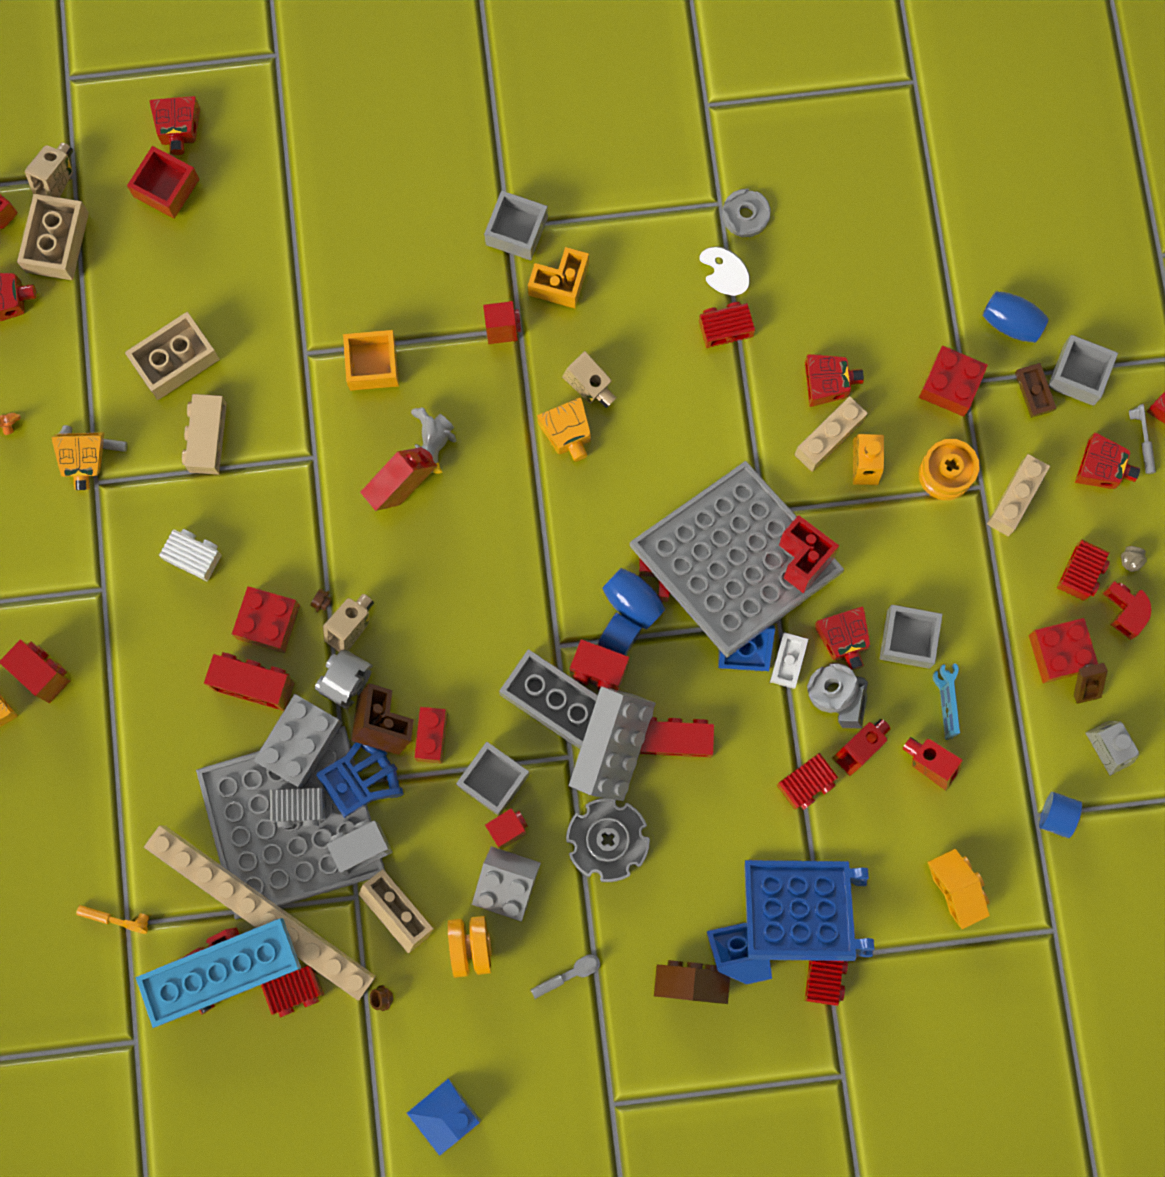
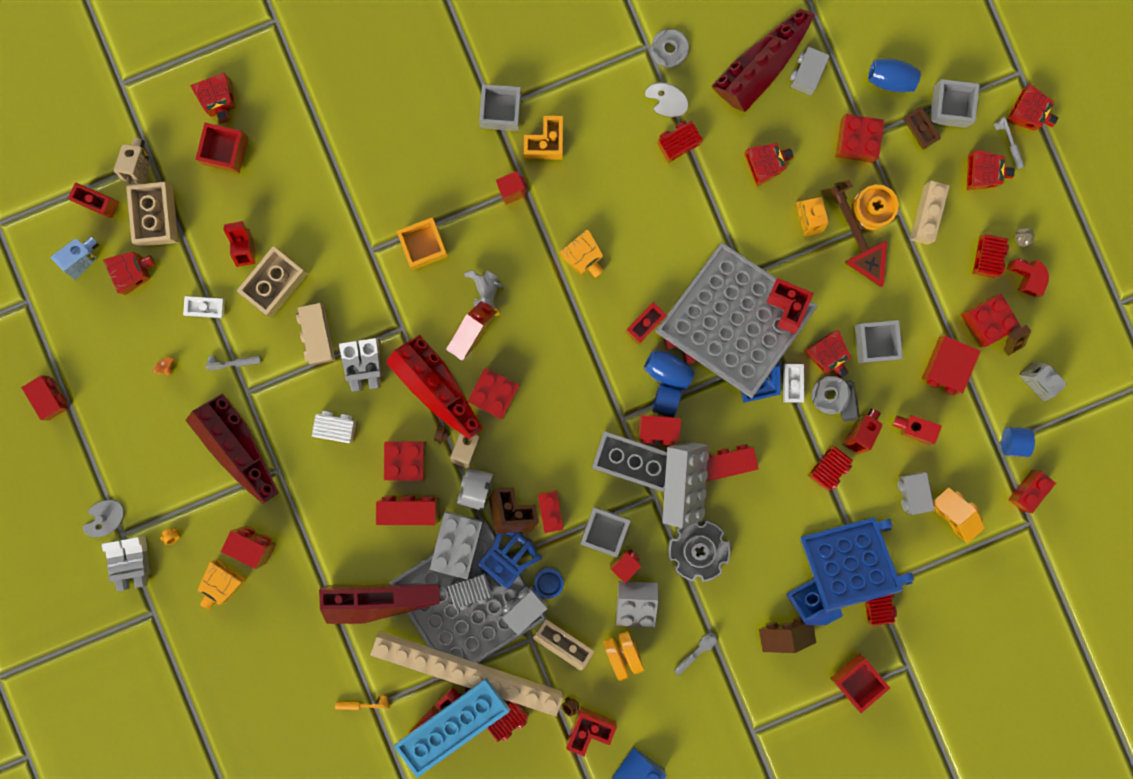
camera: 15 degrees left, 10 degrees up
(56, 541) = (233, 446): none -> dark red wedge
(78, 364) = (204, 307): none -> white plate
(79, 456) = (227, 377): light orange torso -> none
(149, 299) = (241, 243): none -> red brick
(169, 787) = (374, 602): none -> dark red wedge
(250, 485) = (361, 362): none -> light grey hips
(331, 534) = (433, 385): none -> red wedge
(392, 1029) = (588, 726): none -> red brick
(401, 825) = (549, 582): none -> blue piece
(403, 567) = (493, 393): none -> red brick
(583, 372) = (582, 212): tan torso -> none
(620, 532) = (646, 323): none -> red brick
(771, 1074) = (860, 683): none -> red piece
(831, 434) = (780, 204): tan brick -> none
(854, 260) = (762, 63): none -> dark red wedge
(910, 845) = (915, 493): none -> light grey brick
(911, 284) = (809, 71): none -> light grey brick
(928, 535) = (871, 260): none -> reddish brown piece
(948, 700) = (918, 382): dark azure flag -> none
(998, 693) = (950, 365): none -> red brick
(1064, 885) = (1032, 491): none -> red brick

